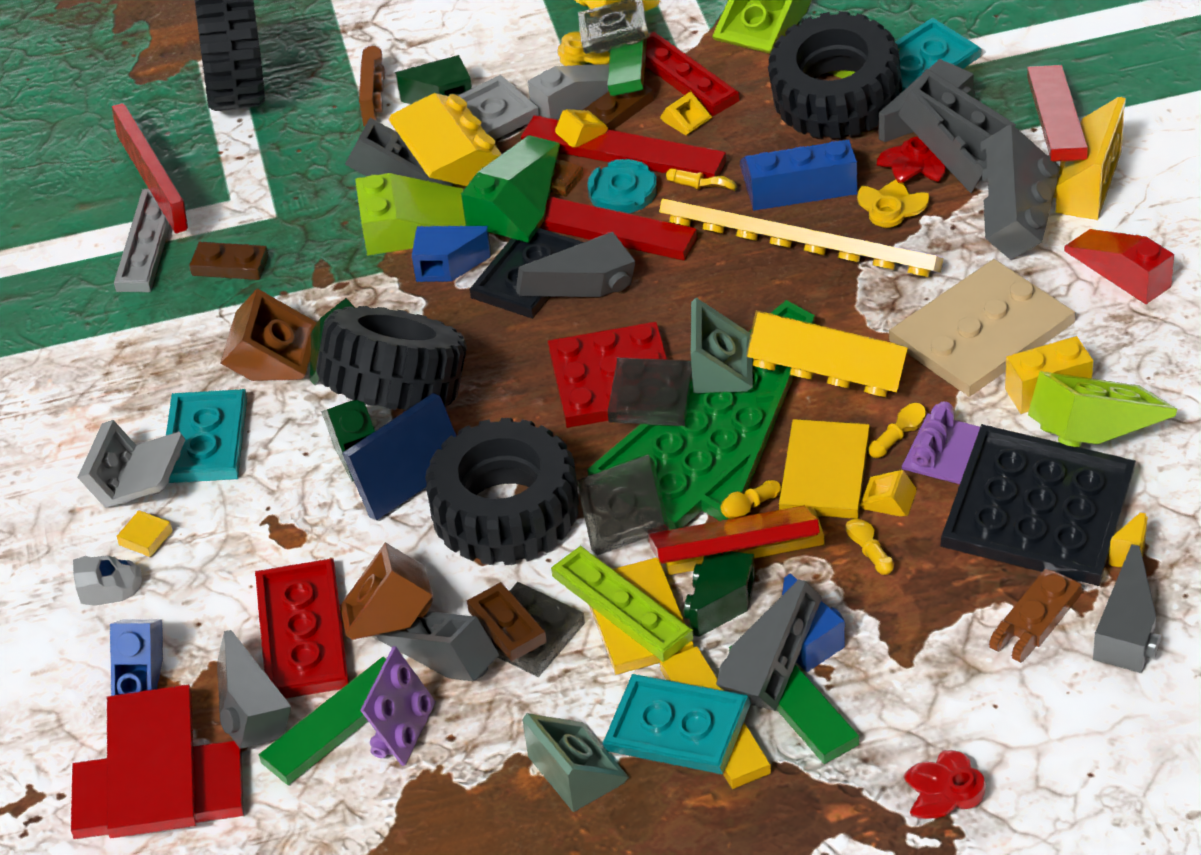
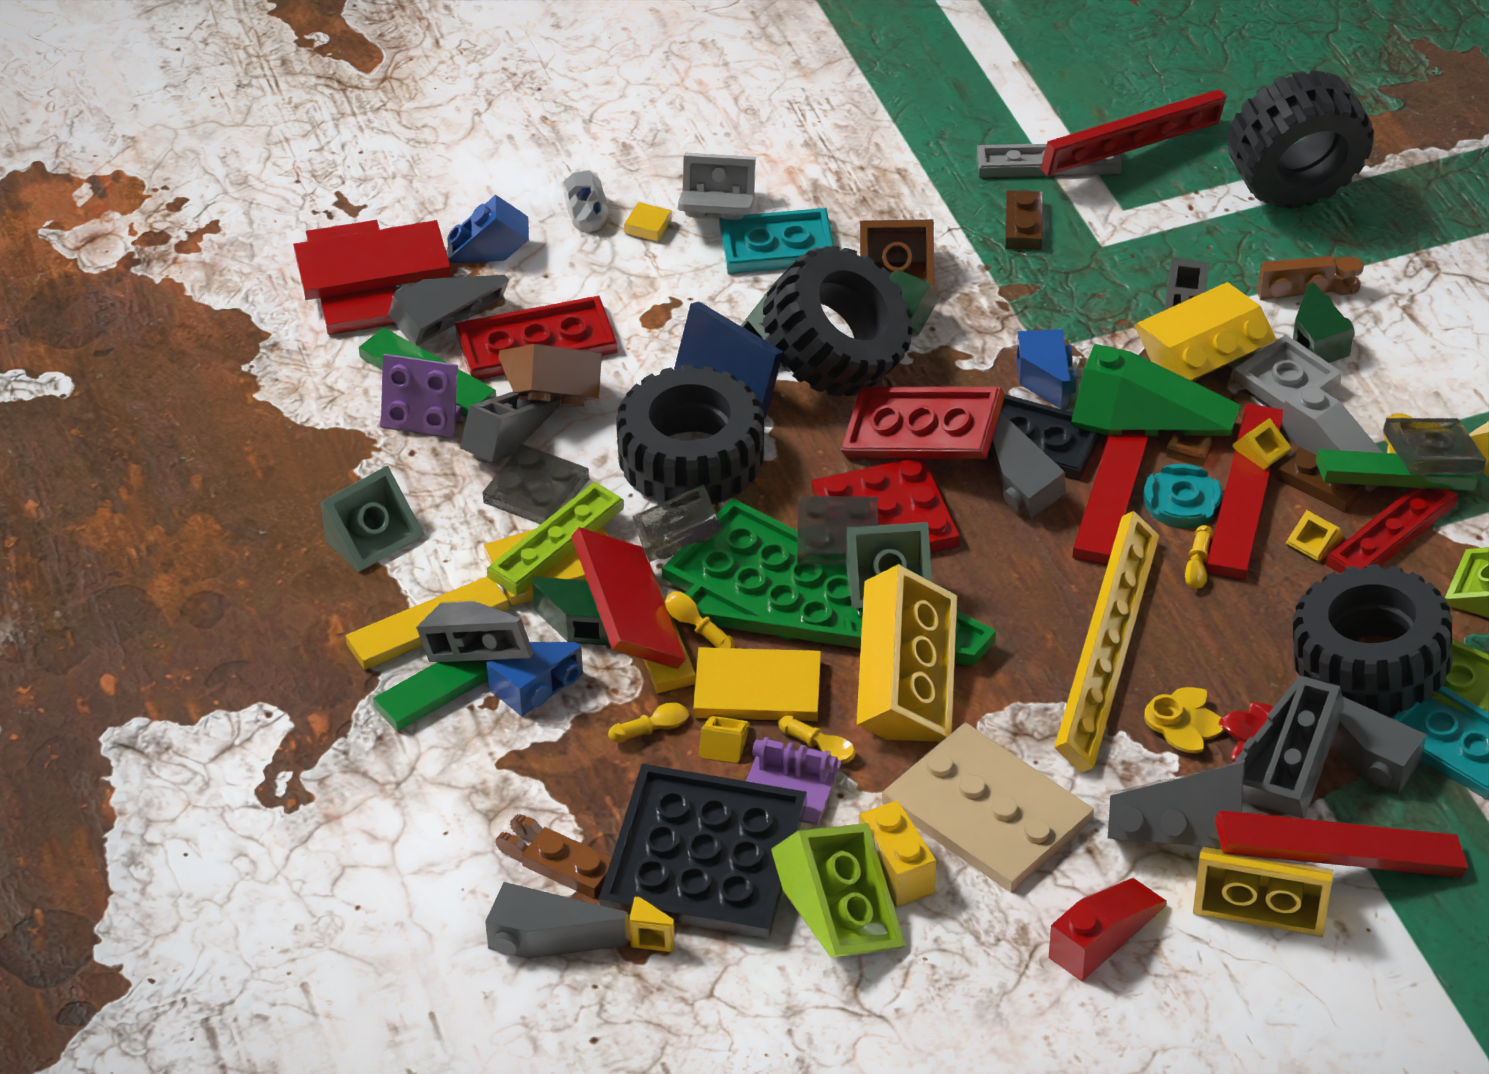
camera: 80 degrees right, 0 degrees up
(397, 204) = (1099, 313): lime slope -> none
(506, 621) = (517, 452): reddish brown plate -> none
(523, 323) = (923, 422): none -> red tile
(677, 723) = (408, 589): teal tile -> none
(800, 174) = (1220, 632): blue slope -> none
(945, 785) = (339, 790): red plate -> none

